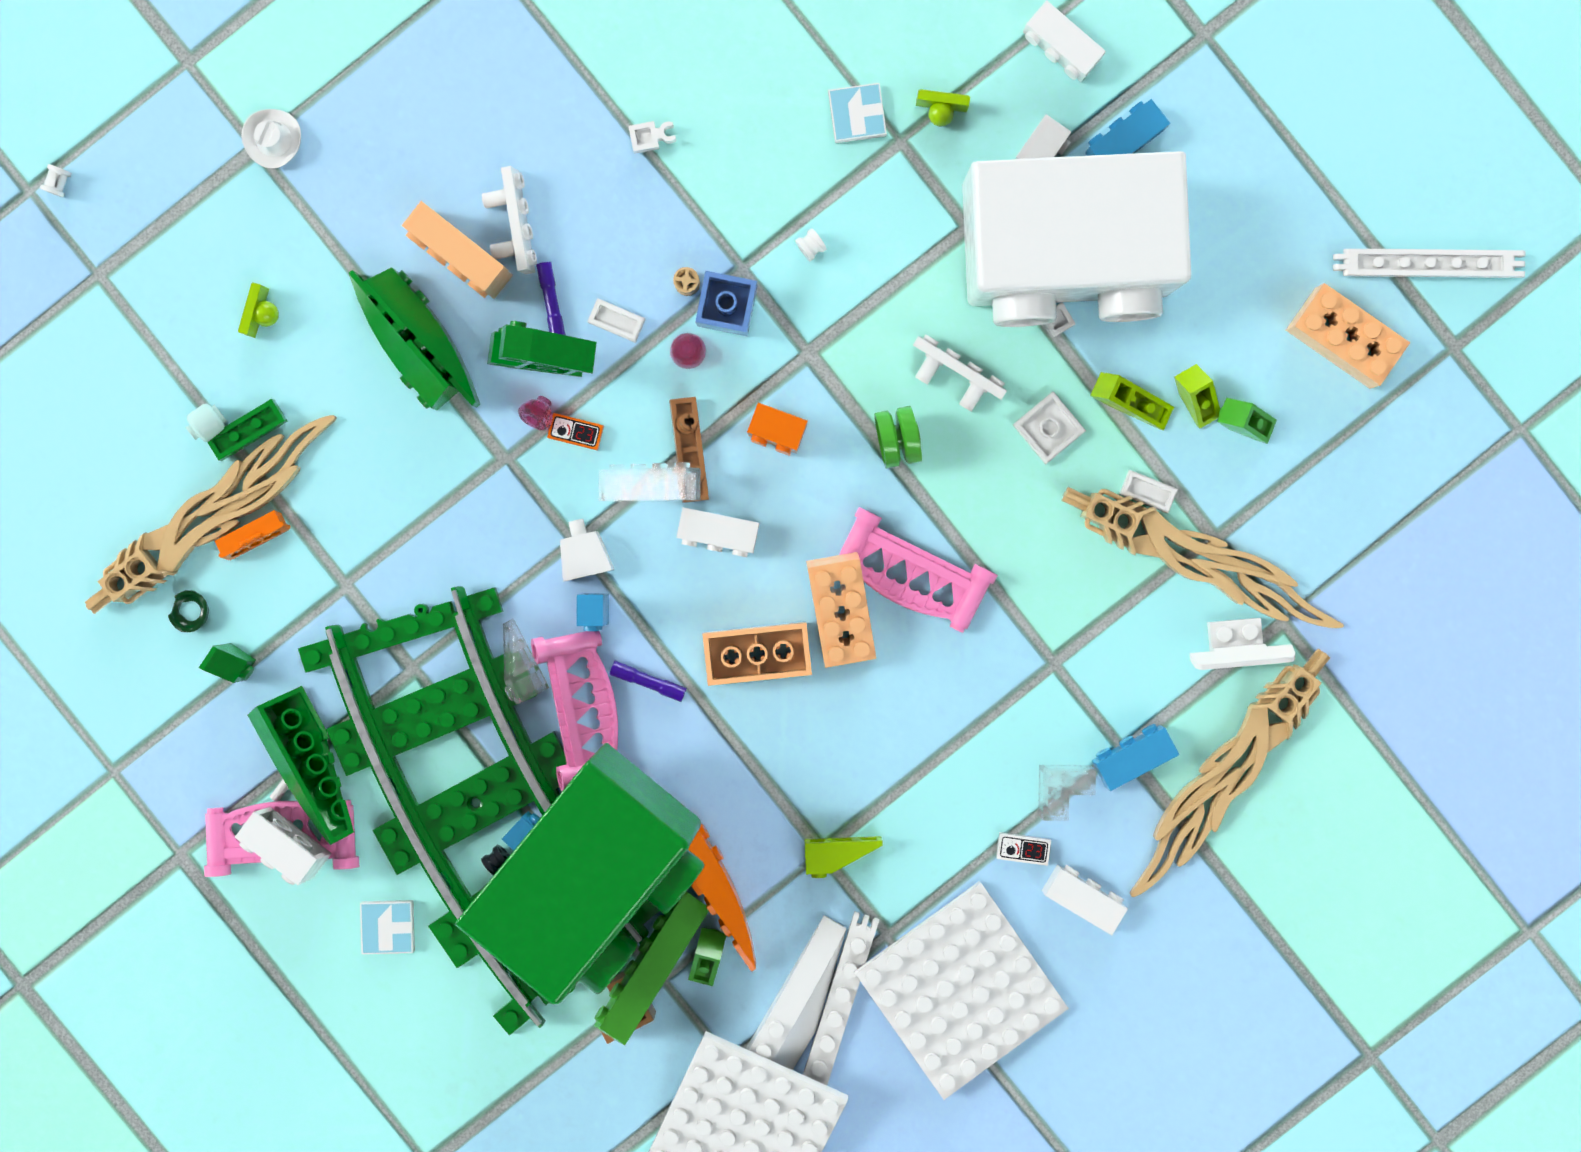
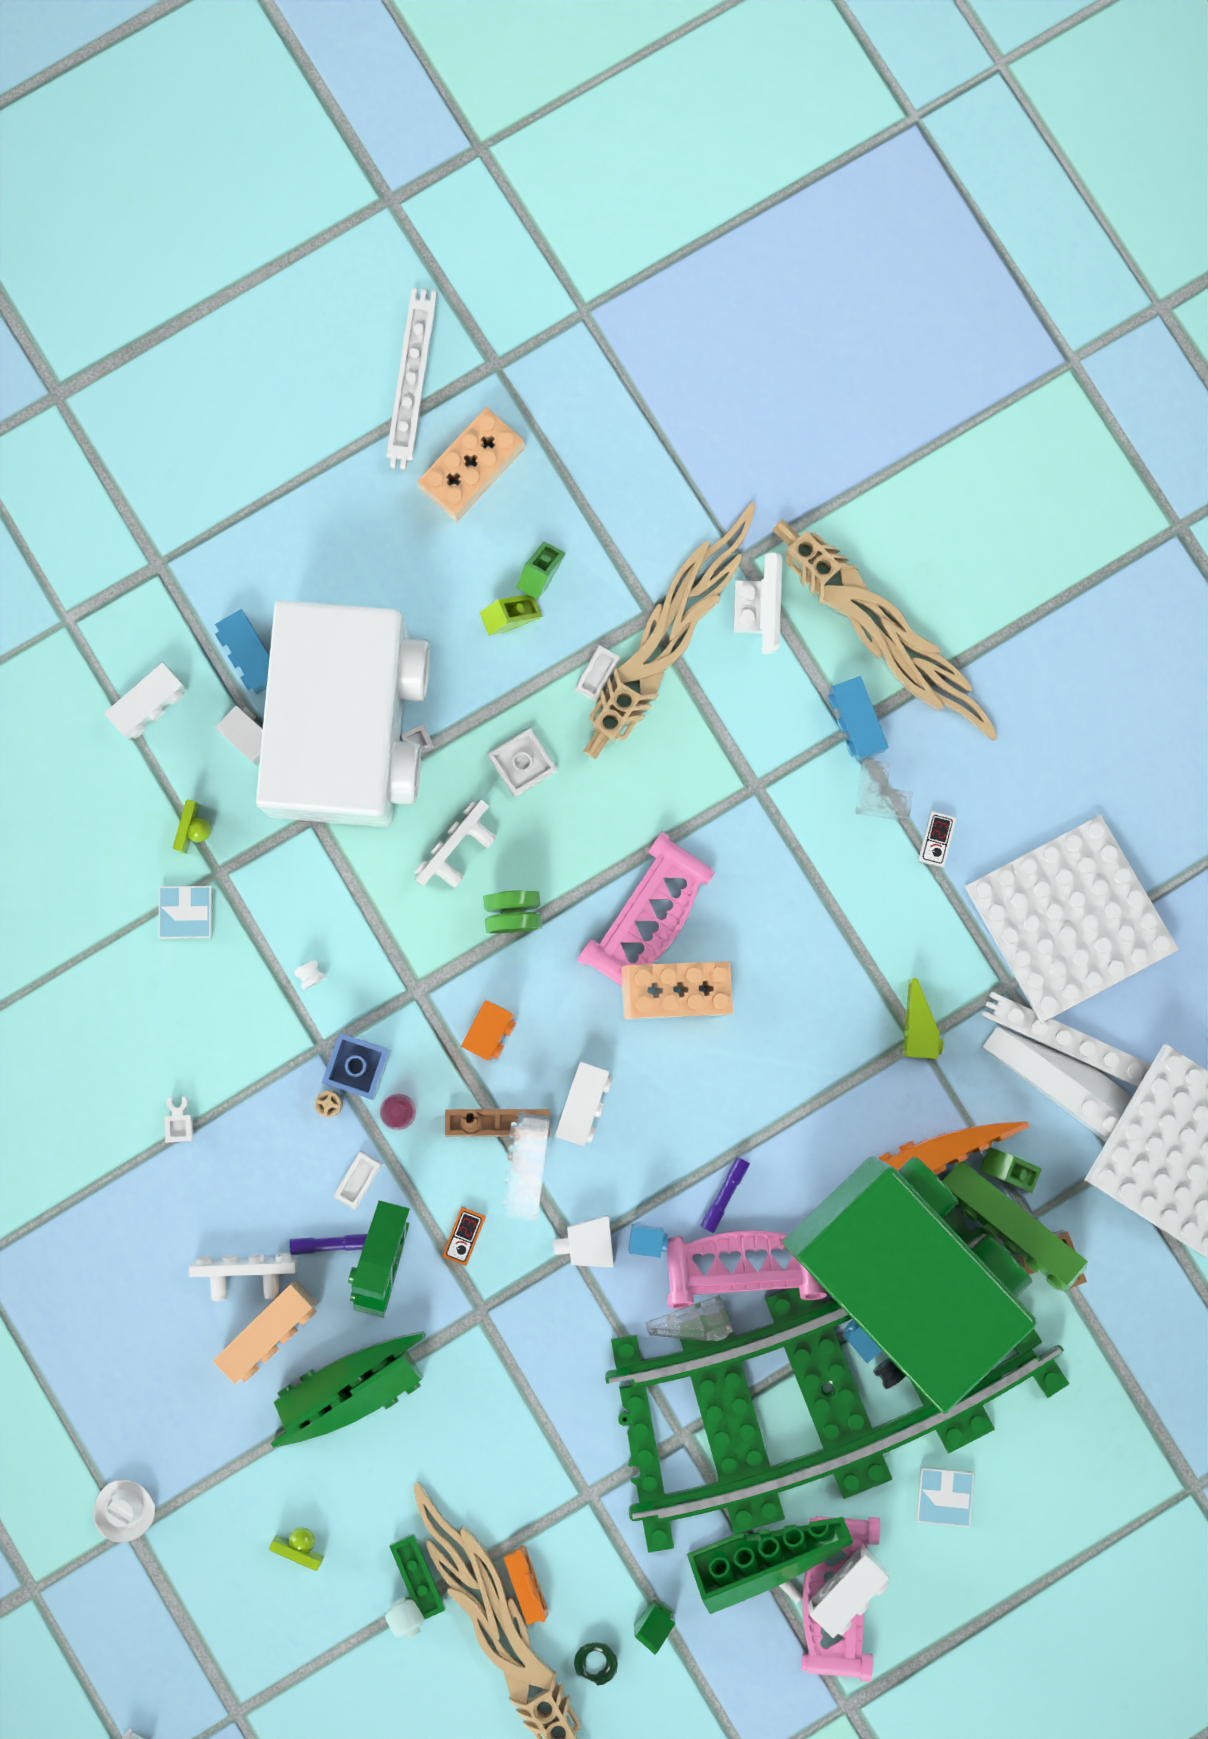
camera: 80 degrees left, 5 degrees down
(537, 413) = (440, 1273): clear pink brick -> none
(744, 641) = (696, 1091): light nougat brick -> none
(1085, 898) = (992, 785): white brick -> none
(1132, 400) = (506, 678): lime slope -> none

